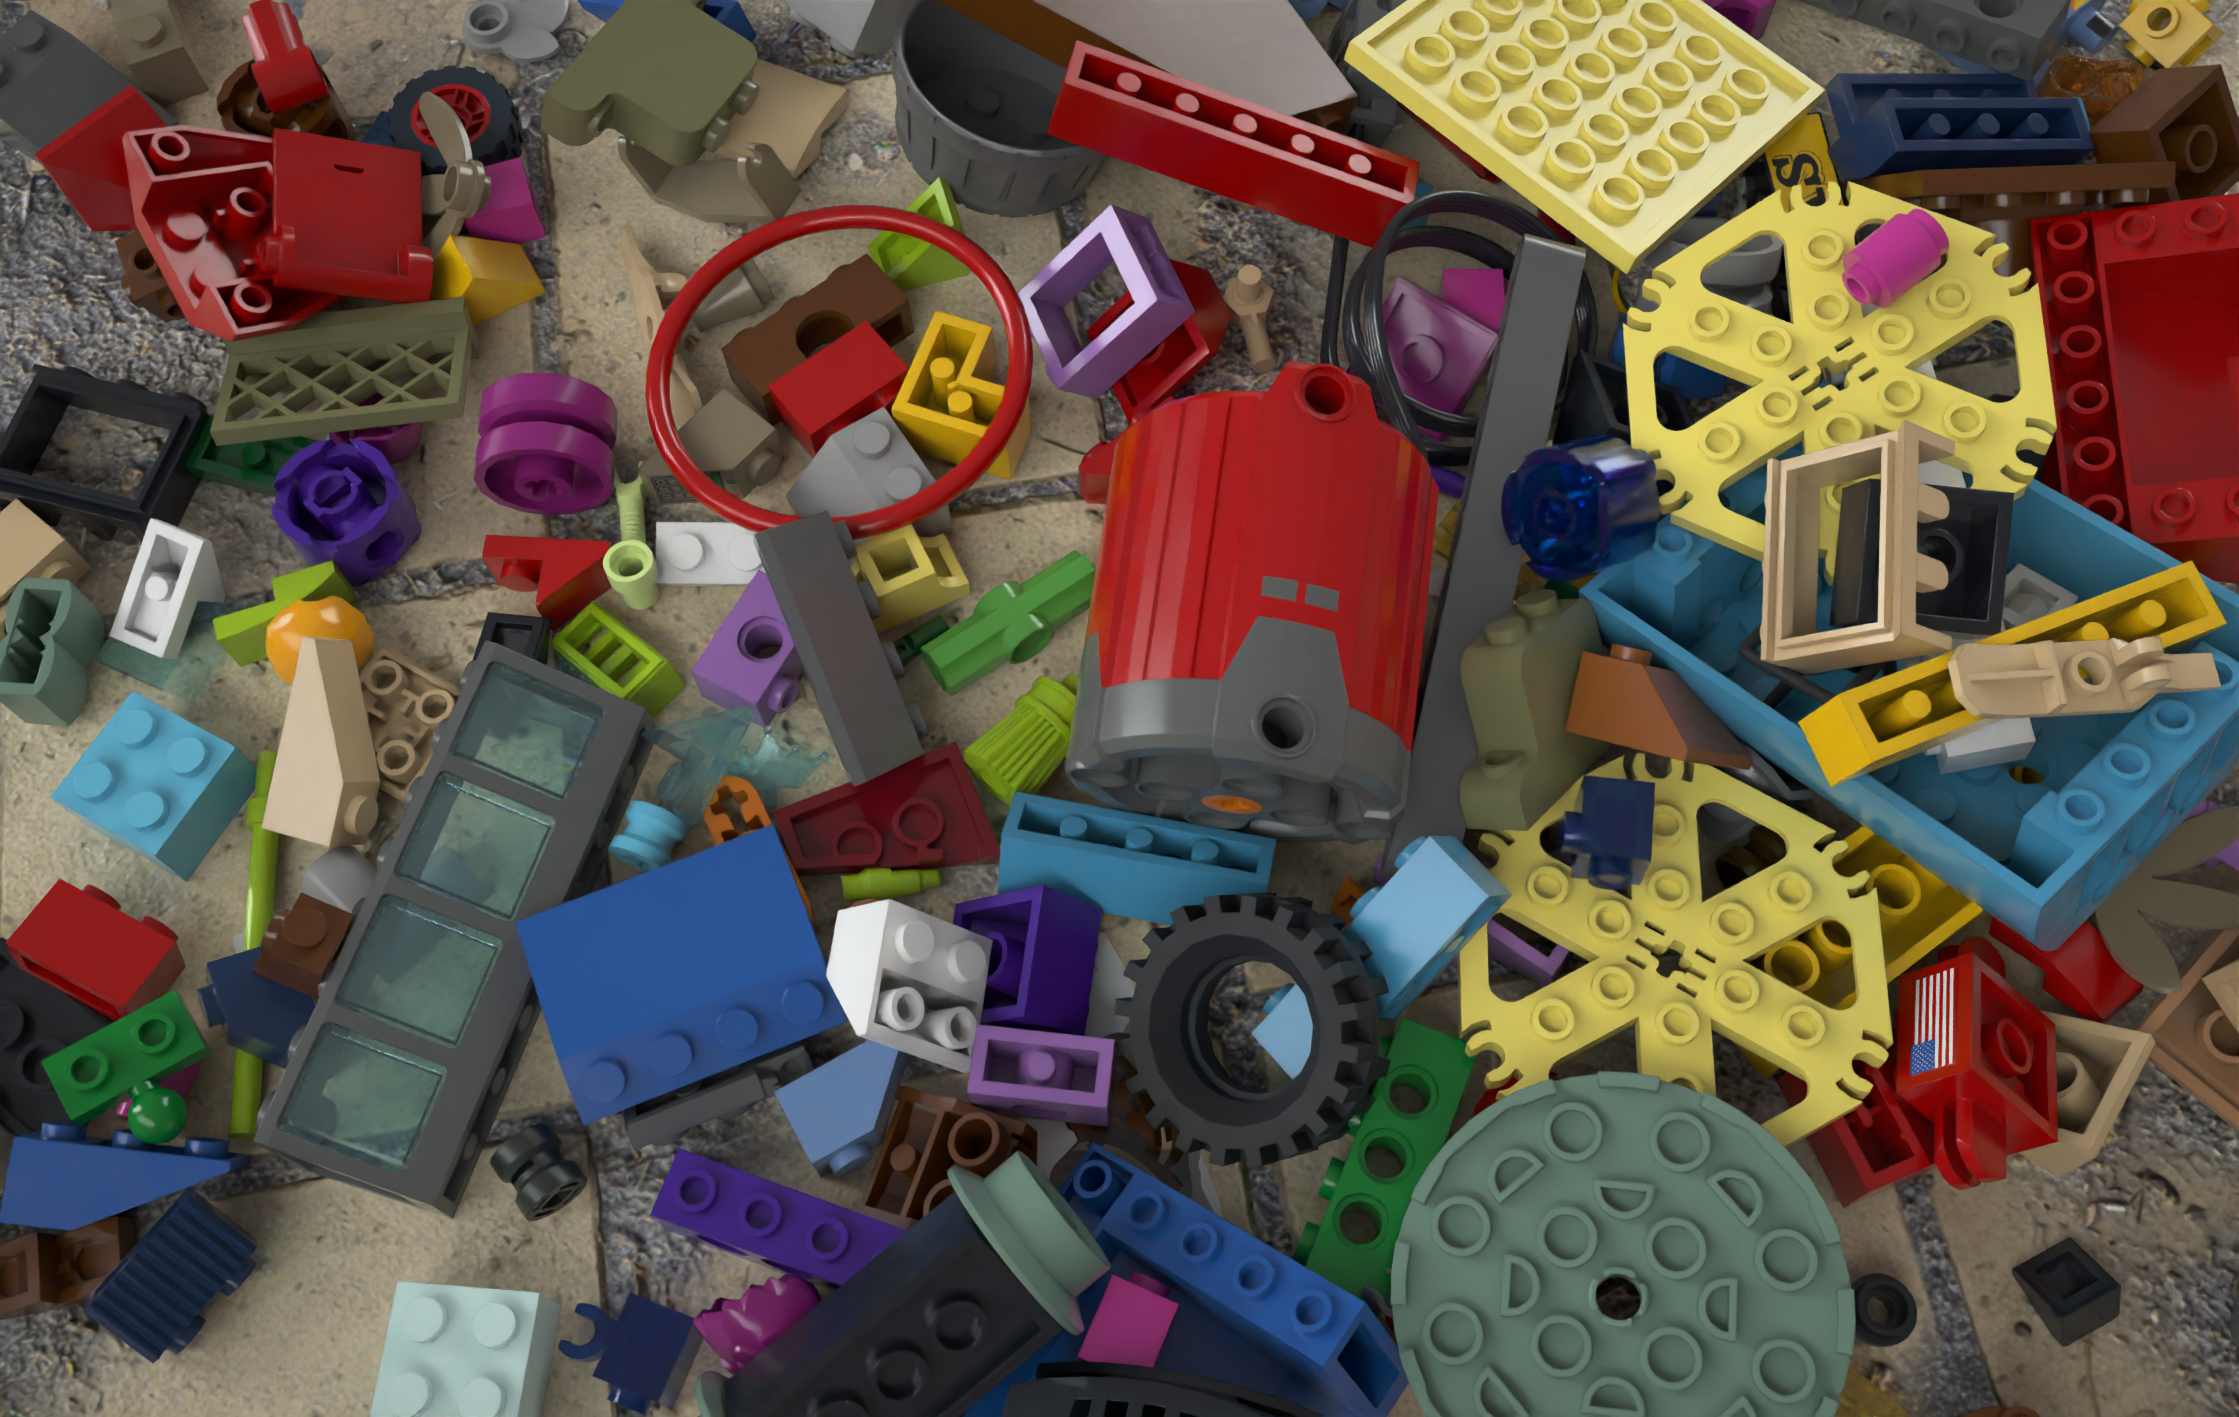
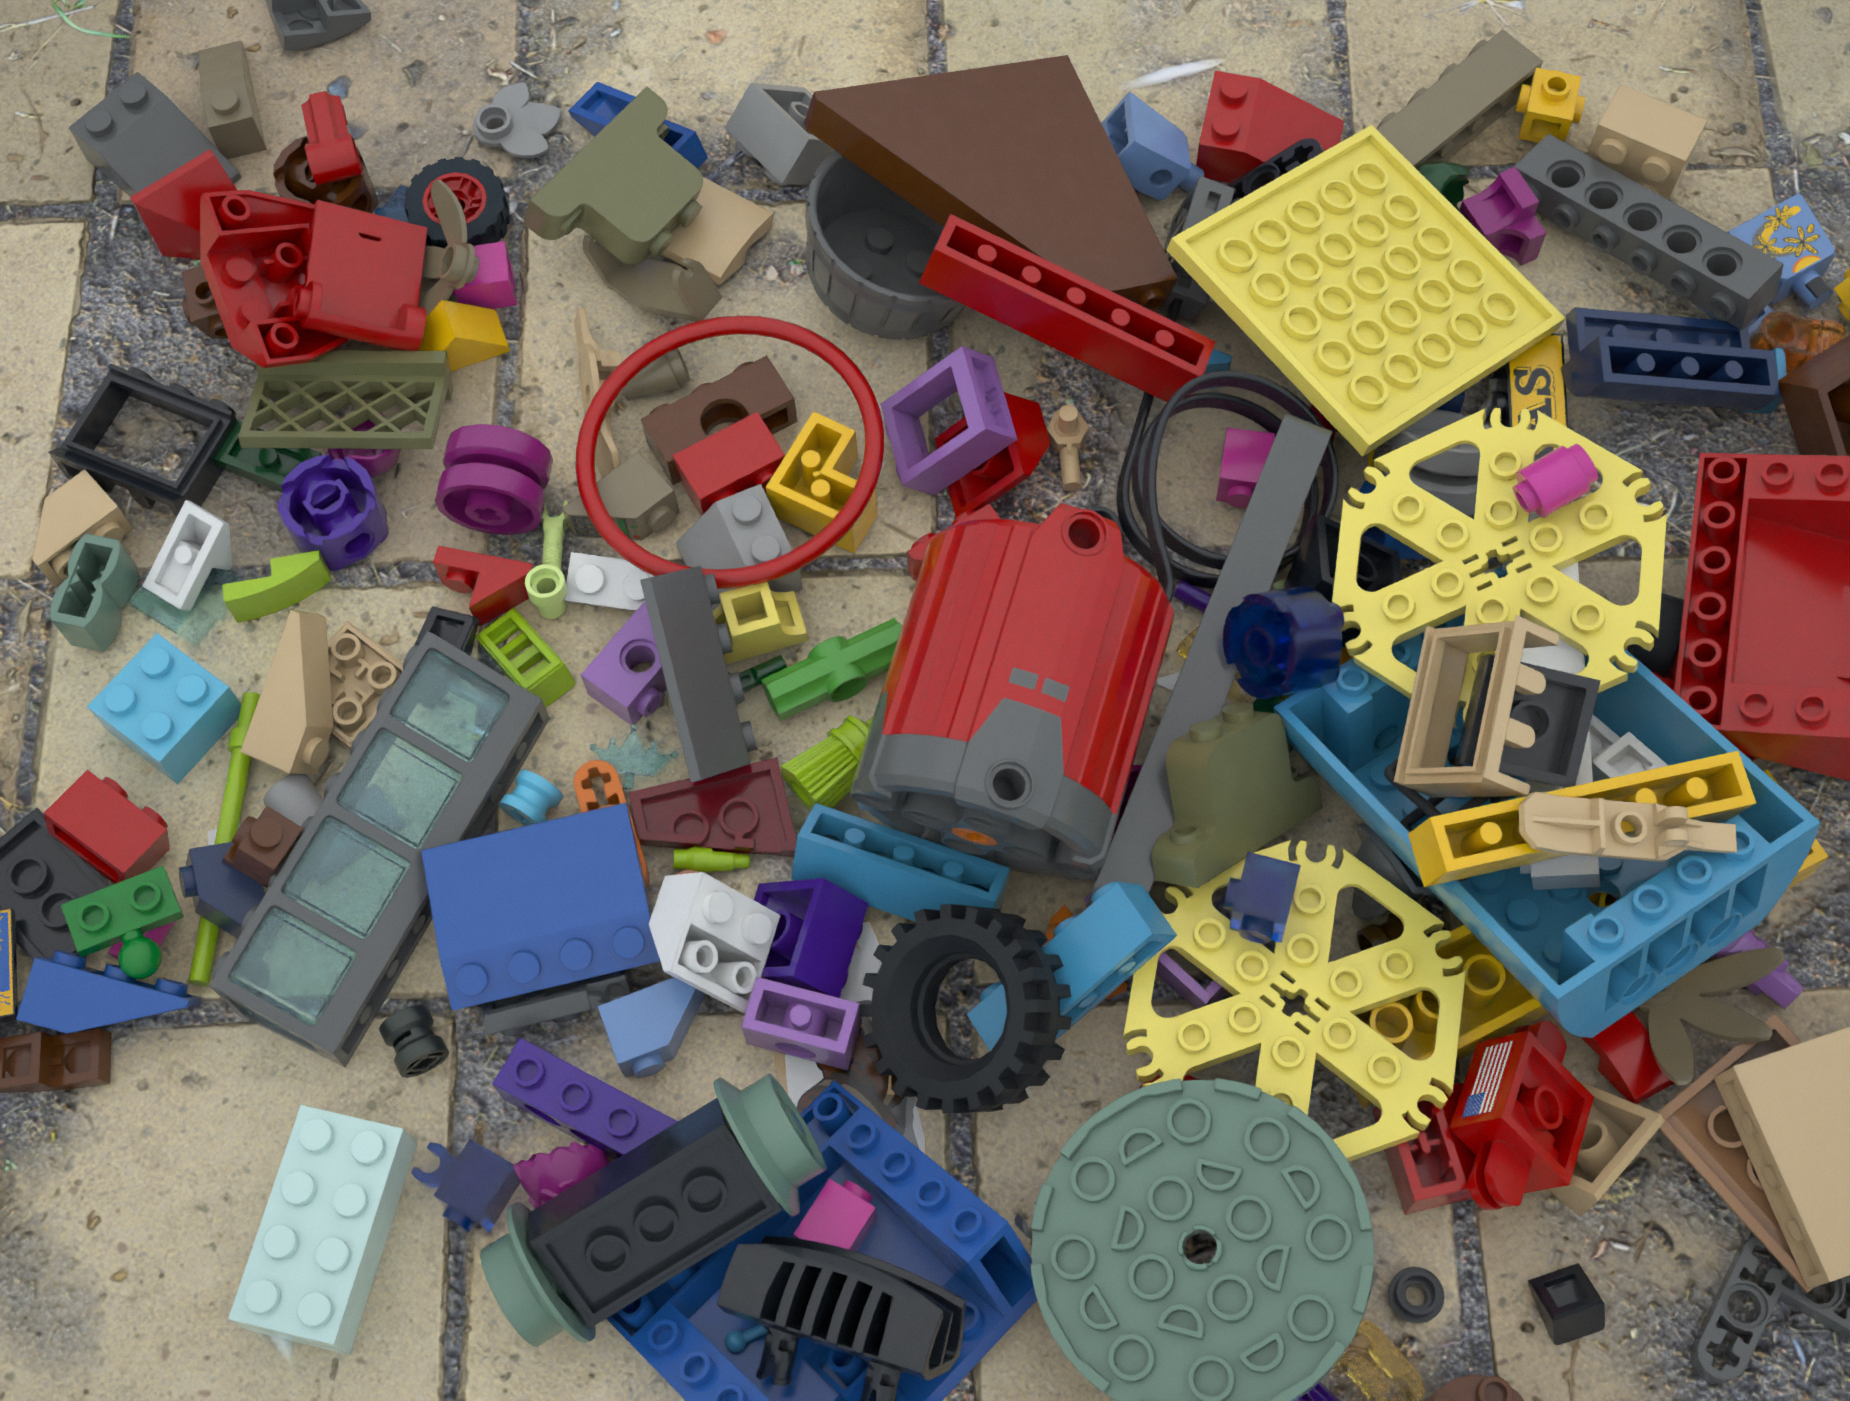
camera: 10 degrees right, 0 degrees up
(170, 1277) = (136, 1078): dark blue brick -> none
(321, 618) = (302, 596): light orange hair -> none
(705, 752) = (583, 739): clear light blue slope -> none
(912, 261) = (801, 366): lime slope -> none
(924, 1142) = (704, 1057): reddish brown slope -> none
(1434, 348) = (1201, 493): magenta tile -> none
(1439, 1072) = (1086, 1051): green brick -> none
(1648, 710) = (1311, 809): dark orange slope -> none
(2008, 197) = (1674, 435): reddish brown piece -> none

